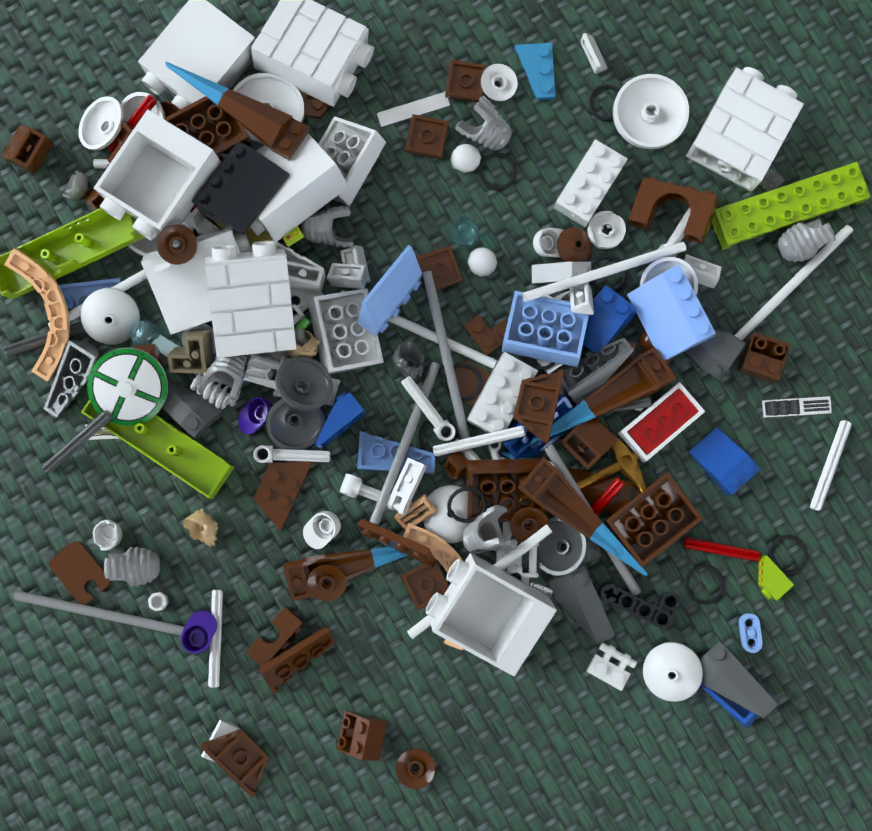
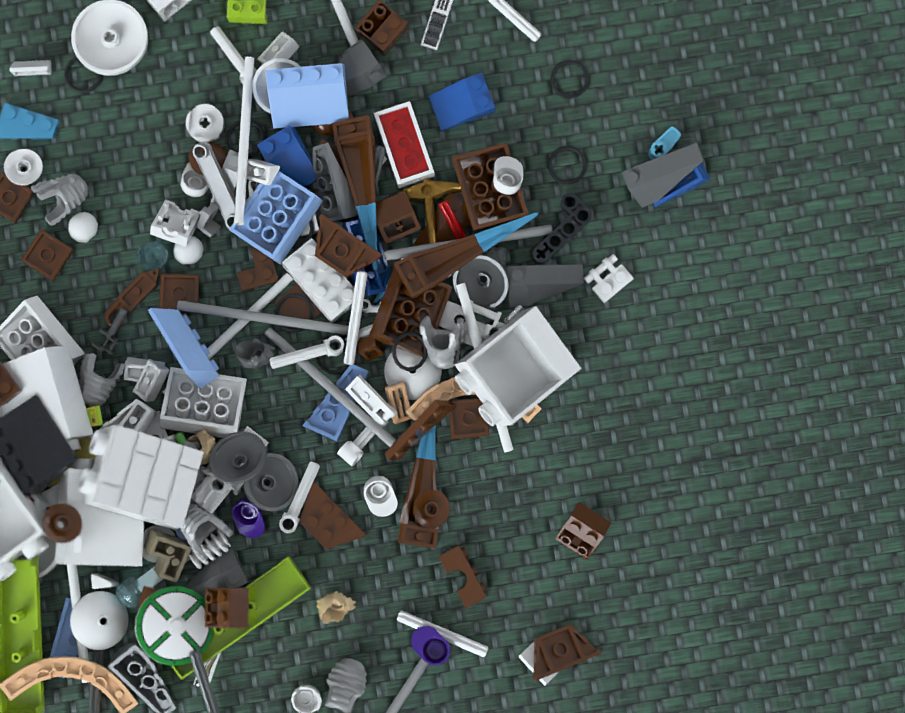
camera: 65 degrees left, 0 degrees up
(145, 304) = (102, 581): none -> white slope
(158, 601) = (387, 674): white tile -> none
(160, 428) = (226, 607): none -> reddish brown slope
(285, 665) = (489, 563): reddish brown wing -> none
(342, 416) = (281, 432): blue slope -> none
(377, 222) = (111, 332): none -> dark grey piece
(410, 777) = (640, 487): reddish brown dish -> none
(417, 107) = (14, 255): white sticker -> none
(419, 228) = (133, 294): none -> reddish brown plate
(497, 187) = (103, 186): black piece -> none
(497, 243) = (174, 230): none -> white brick
(514, 267) = (206, 221): none -> light grey bracket
(523, 530) = (451, 311): reddish brown dish -> none
(556, 260) = (216, 181): none -> piece
(590, 183) = (155, 120): white brick -> none
(654, 193) = (189, 66): reddish brown arch -> none
(672, 533) = (507, 175): none -> white cap
(677, 659) = (624, 215): white dish -> none
(721, 549) = (542, 136): red axle -> none
(750, 632) = (626, 141): light blue plate -> none
(763, 671) = (664, 143): none -> medium azure piece
(772, 579) = (586, 102): lime slope -> none

